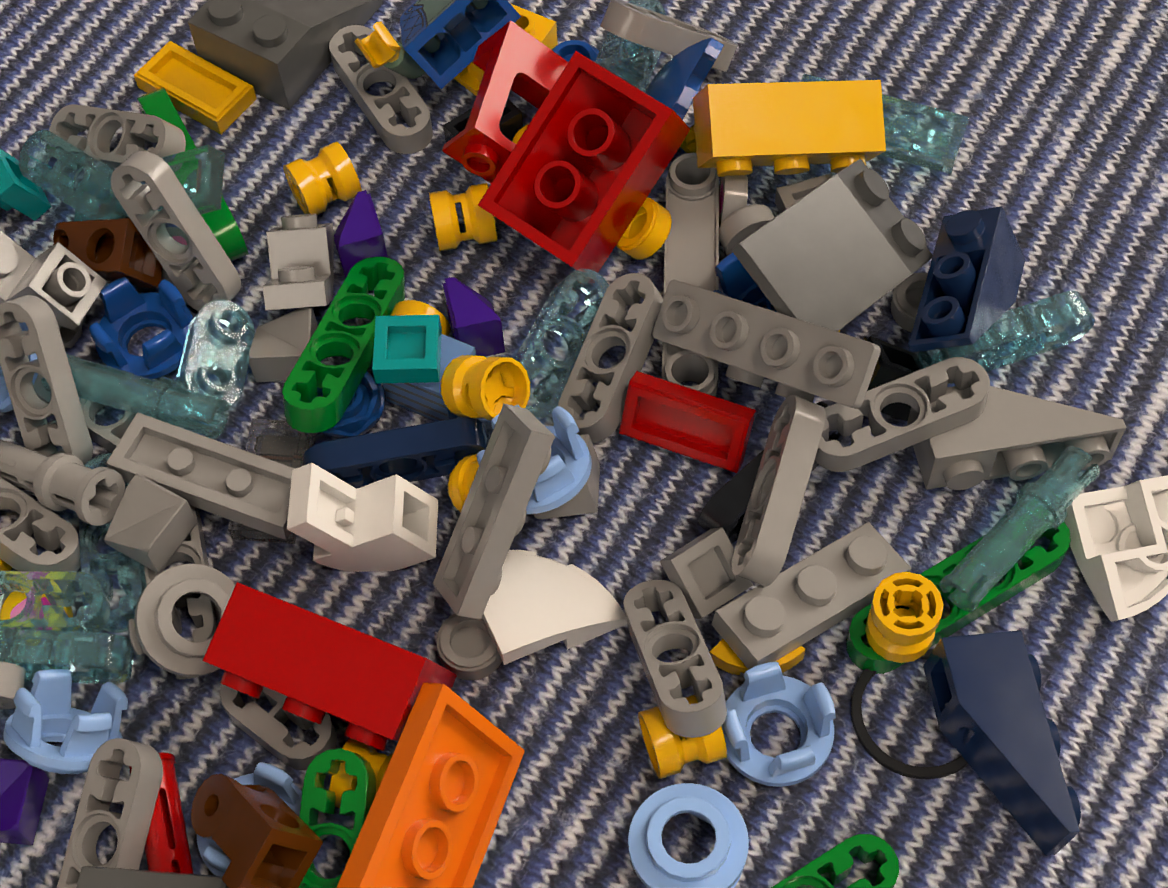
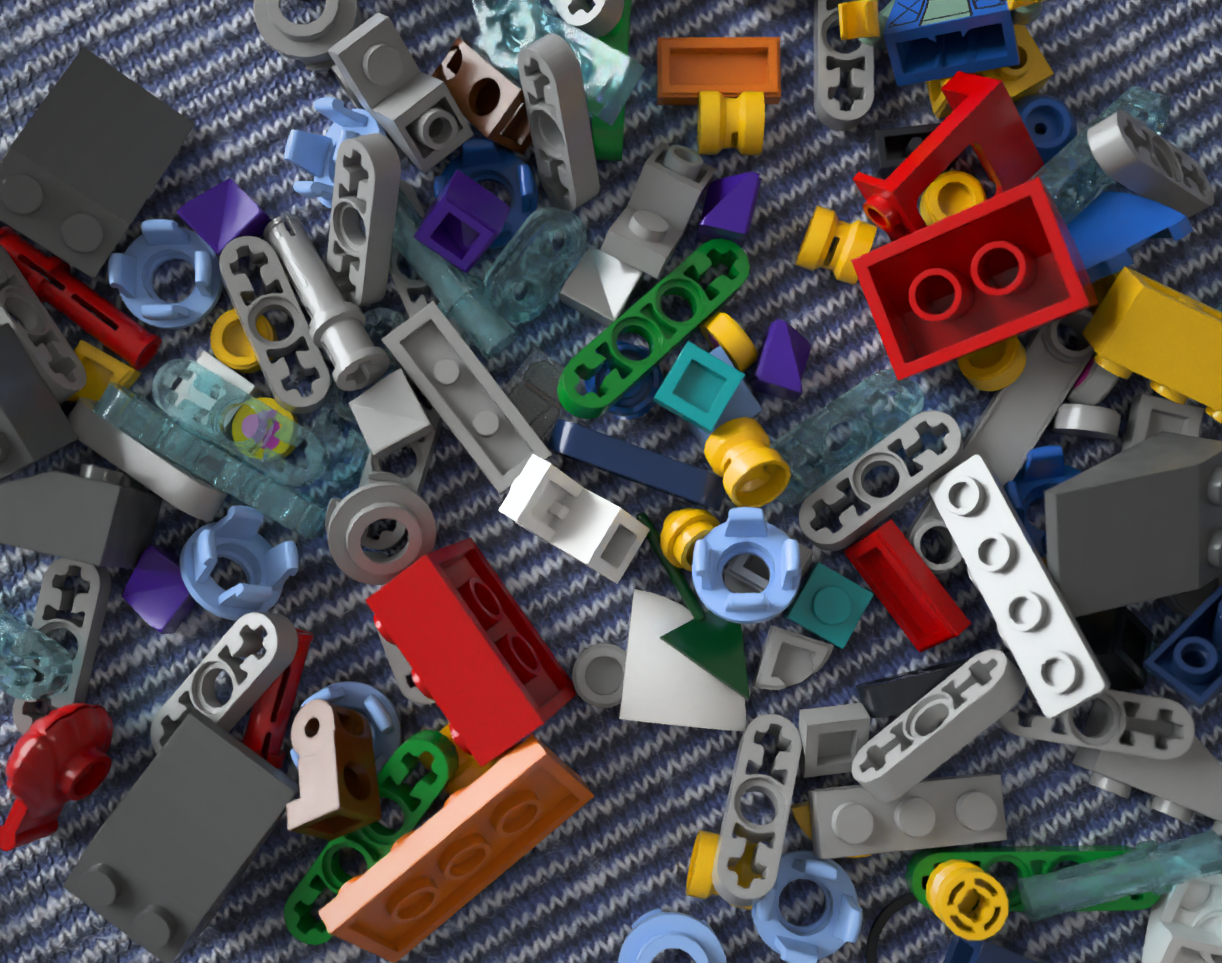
camera: 25 degrees right, 25 degrees up
(130, 339) = (462, 222): none -> dark purple slope
(261, 164) = (719, 65): none -> orange tile
(493, 511) = (681, 608): light grey plate -> none
(546, 555) = (706, 639): none -> dark green piece
(628, 540) = (789, 659): none -> light grey tile
(634, 479) = (829, 605): none -> teal plate

